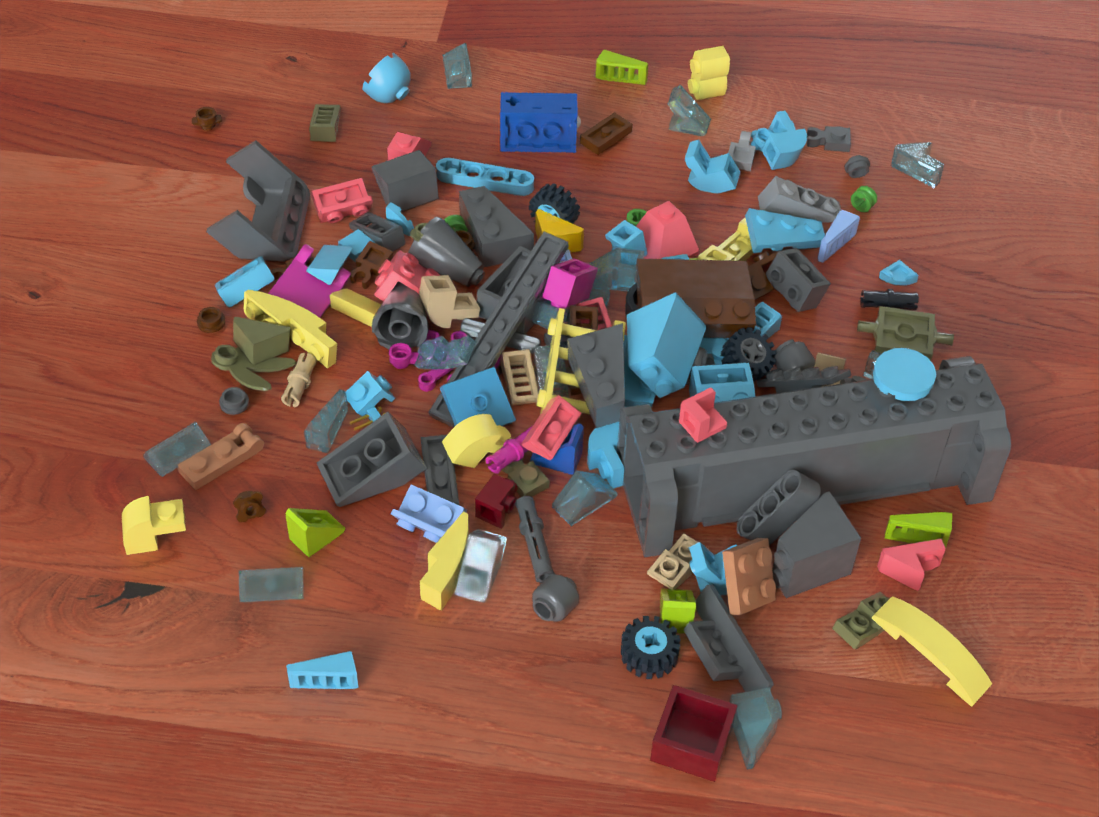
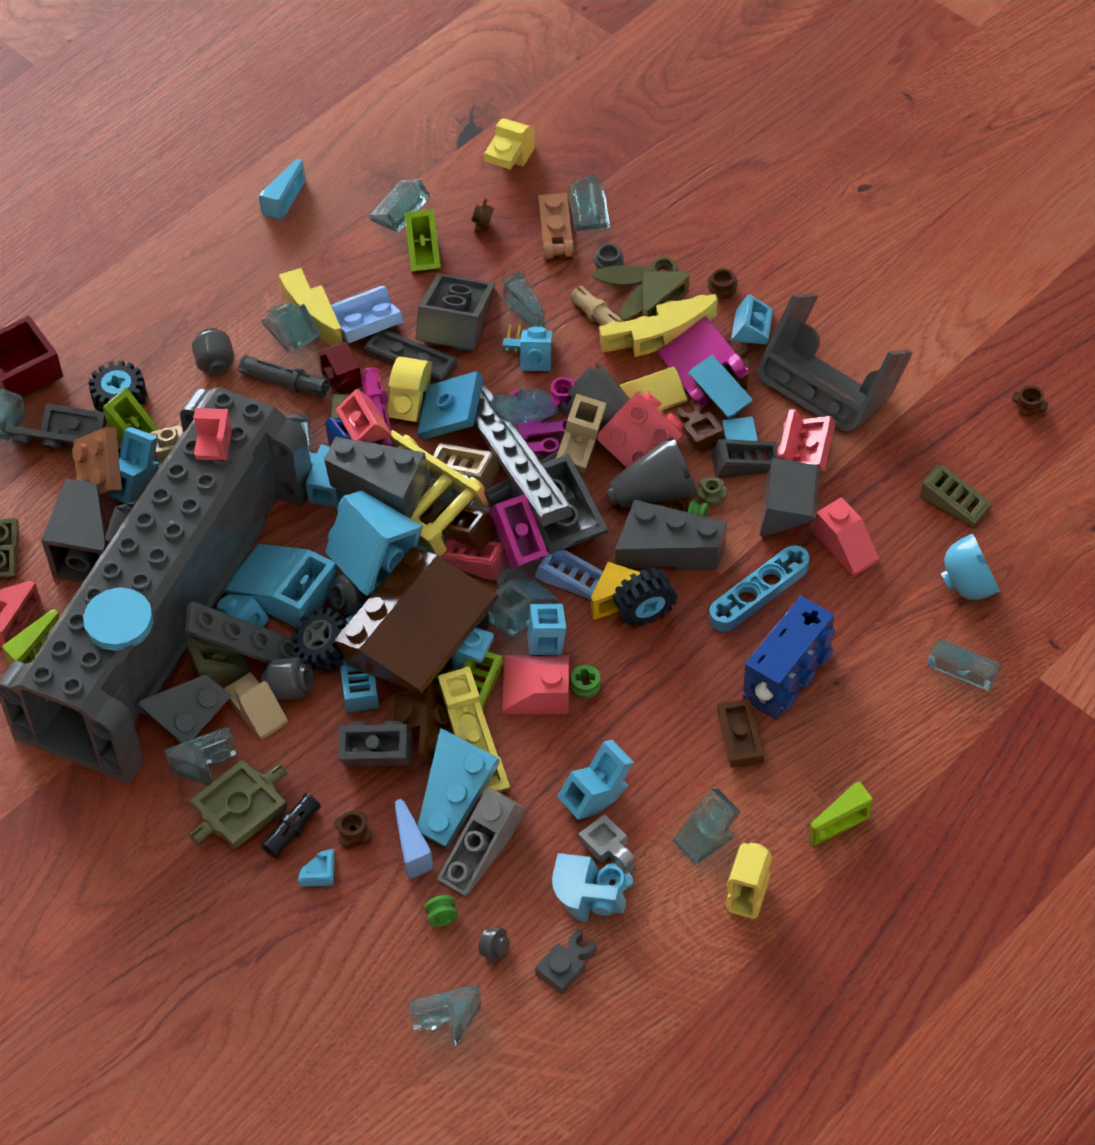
camera: 130 degrees right, 5 degrees up
(394, 215) = (744, 477): medium azure tile -> none
(857, 271) = (350, 820): none -> reddish brown plate

